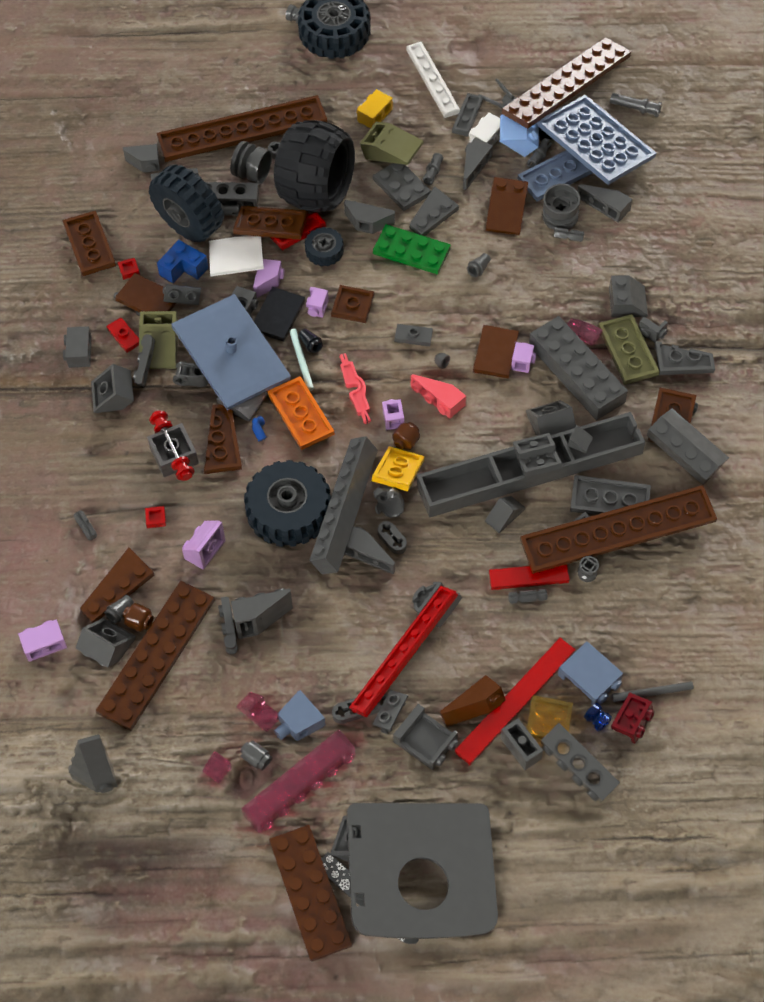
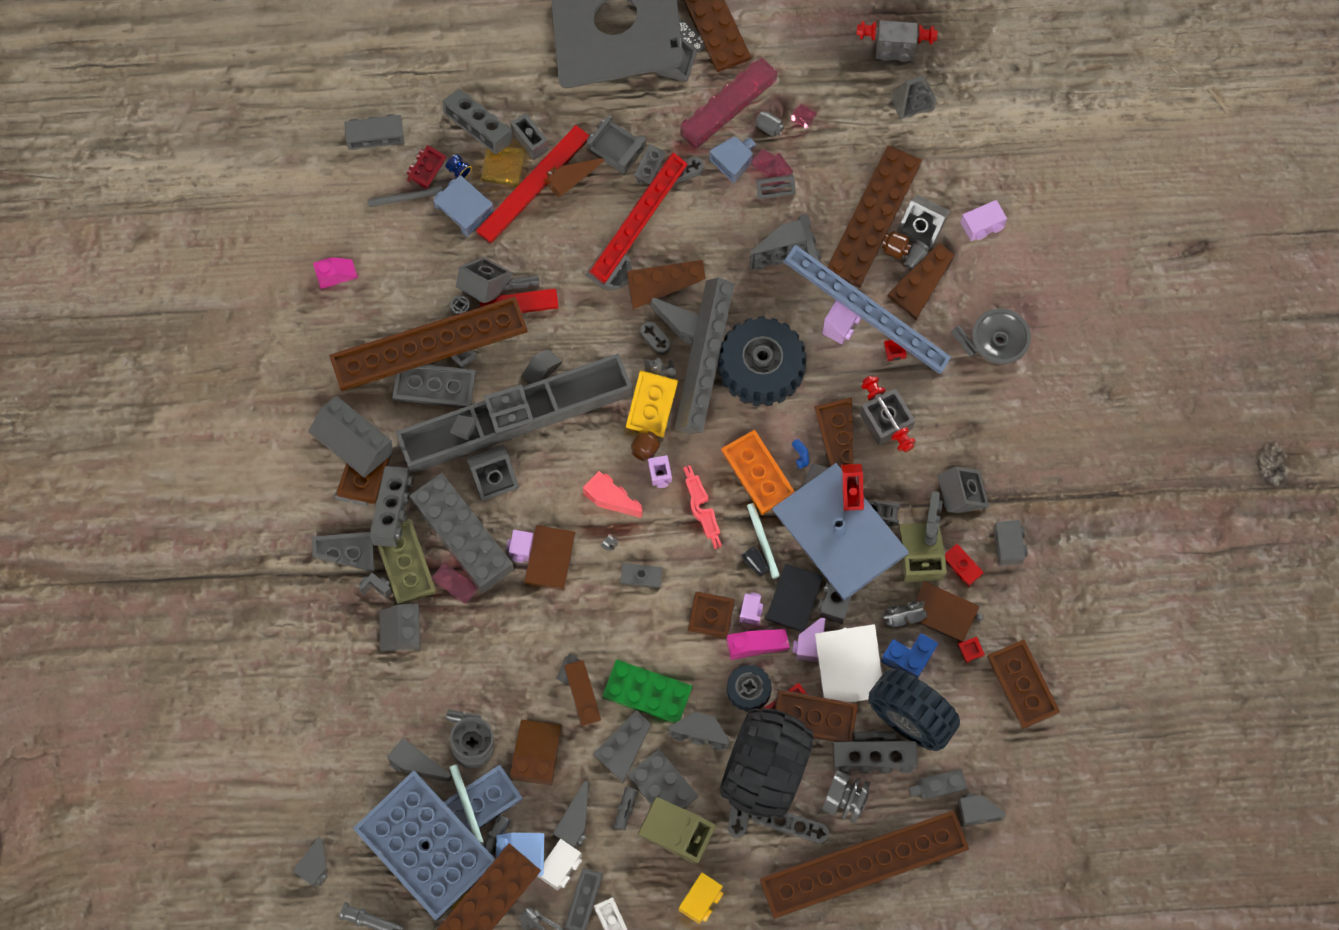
camera: 175 degrees right, 10 degrees up
(46, 510) = (1001, 325): none -> dark grey dish
(99, 842) = (896, 39): none -> flat silver brick
(180, 532) = (867, 309): none -> sand blue plate
(214, 377) = (852, 487): none -> red slope
(256, 684) = (775, 186): none -> dark grey tile
(321, 275) = (756, 643): none -> dark pink slope
(383, 590) = (662, 280): none -> reddish brown wing
(467, 238) = (582, 693): none -> reddish brown slope
(562, 165) = (465, 802): none -> light aqua bar
(565, 593) = (482, 279): none -> dark grey slope
(652, 360) = (390, 534): none -> dark grey brick
(685, 137) = (313, 865): none -> dark grey slope
(693, 760) = (374, 132): none -> dark grey brick
(721, 609) = (334, 271): none -> dark pink slope

